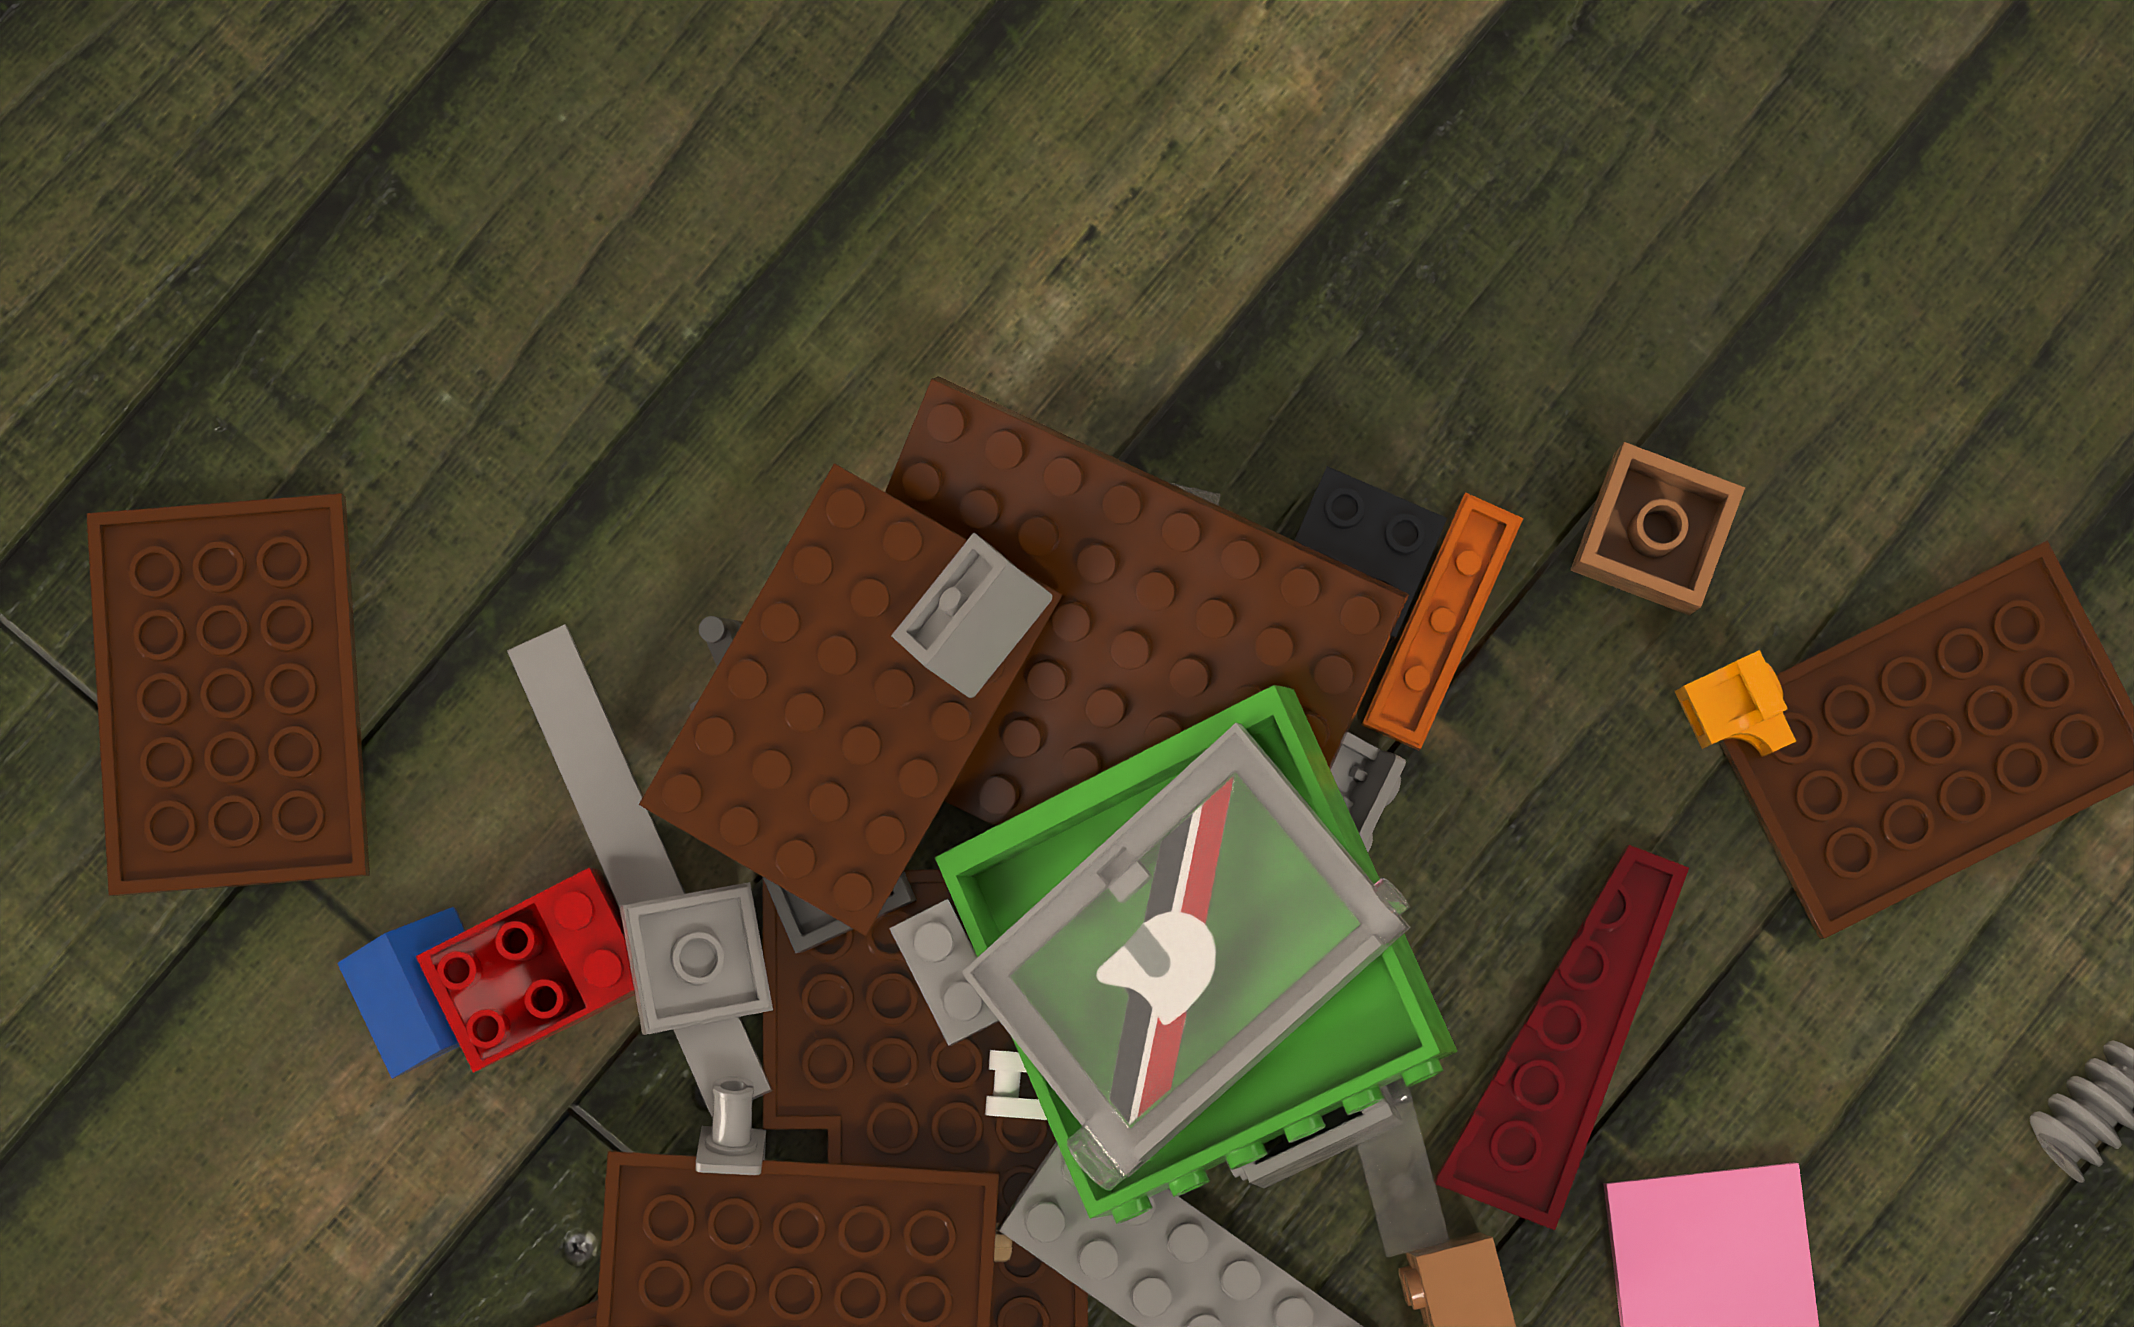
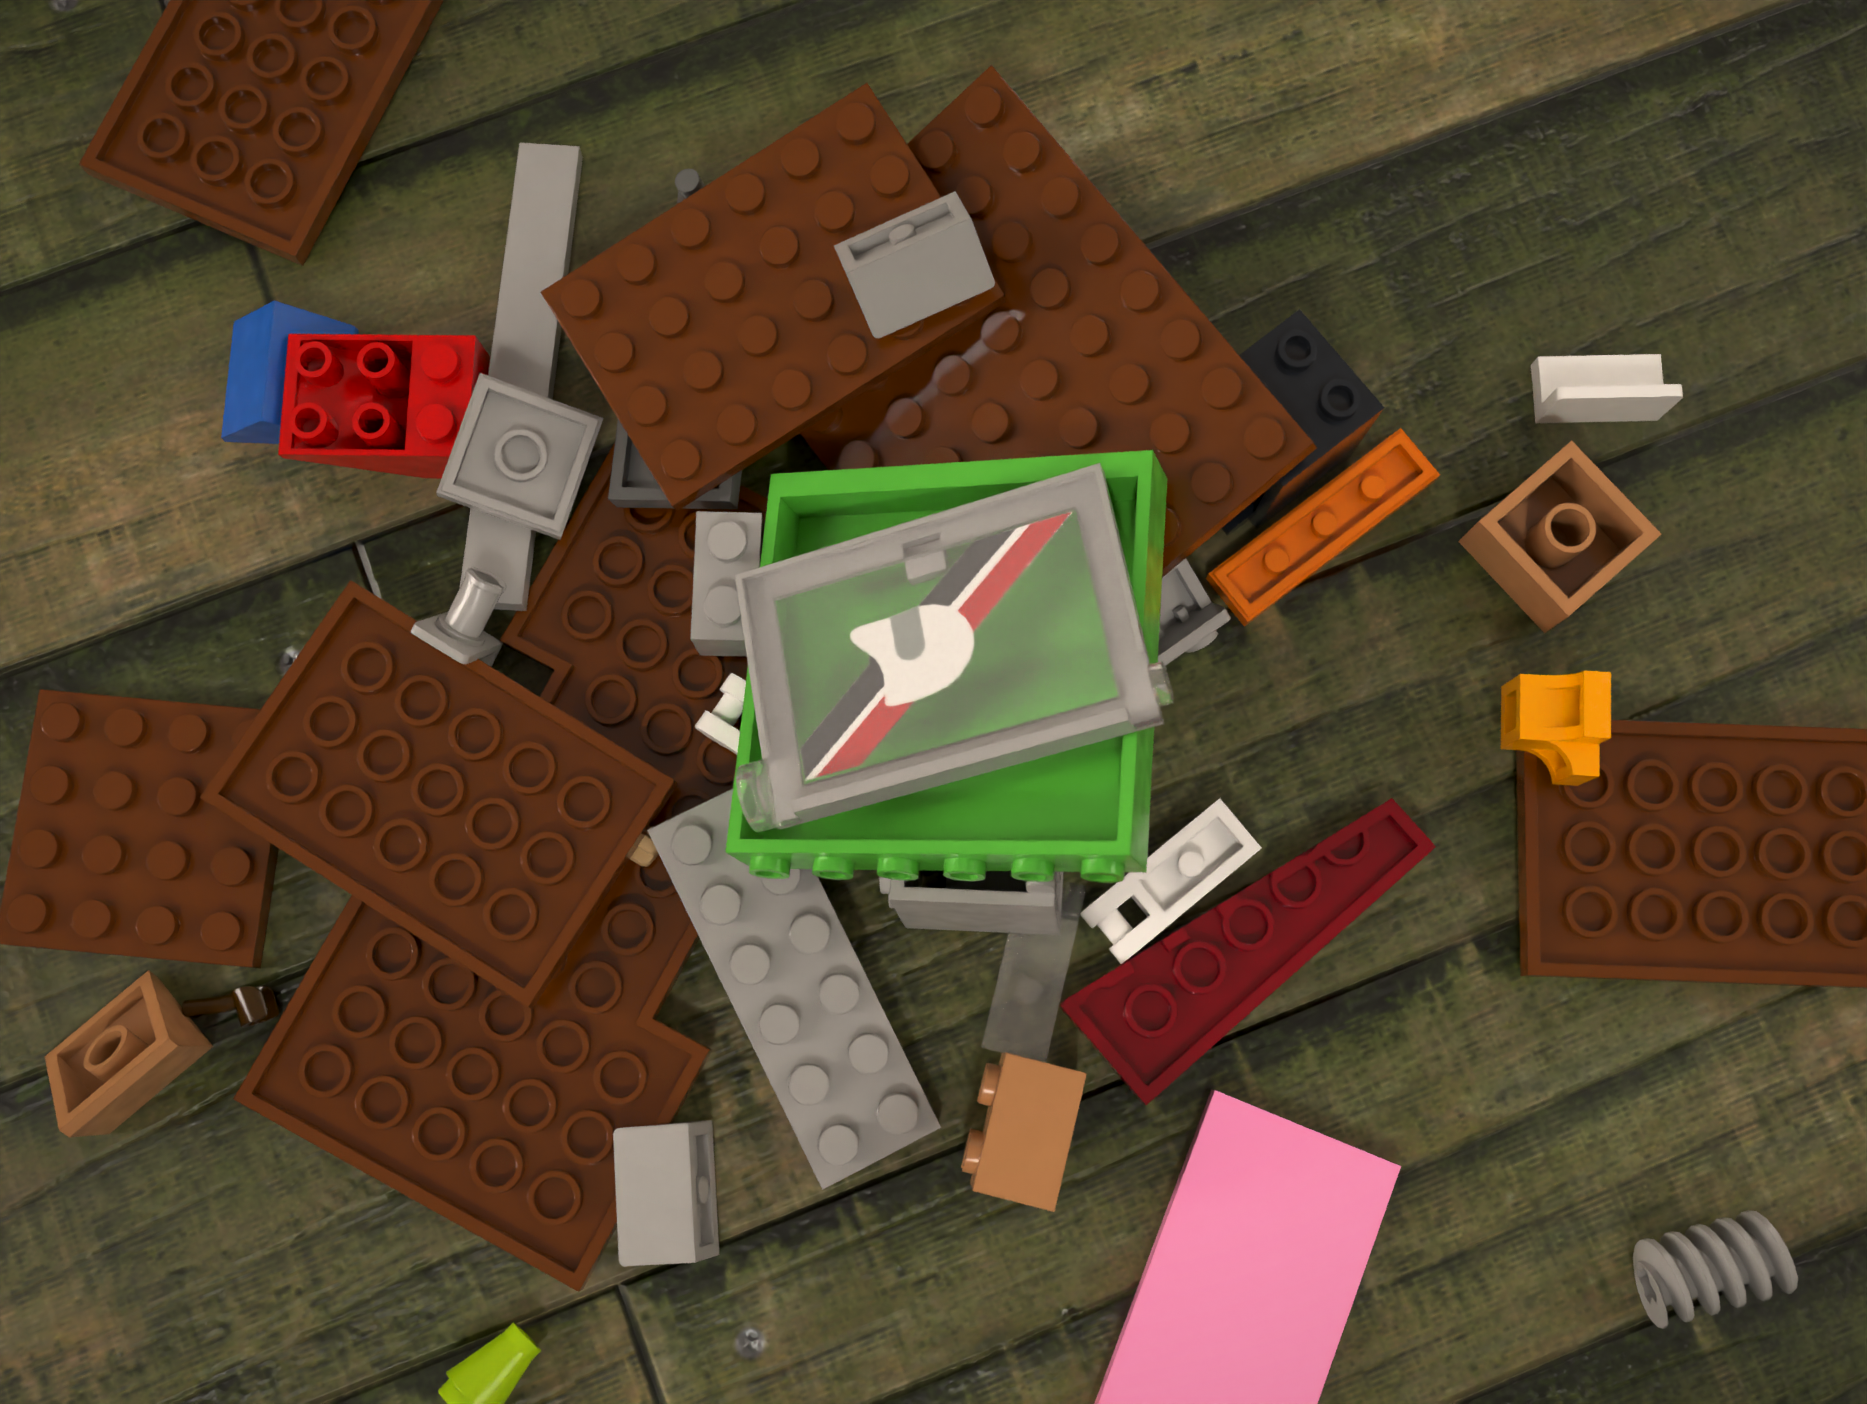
camera: 30 degrees right, 5 degrees down
(1479, 1015) = (1174, 880): none -> white plate
(1625, 356) = (1601, 388): none -> white panel

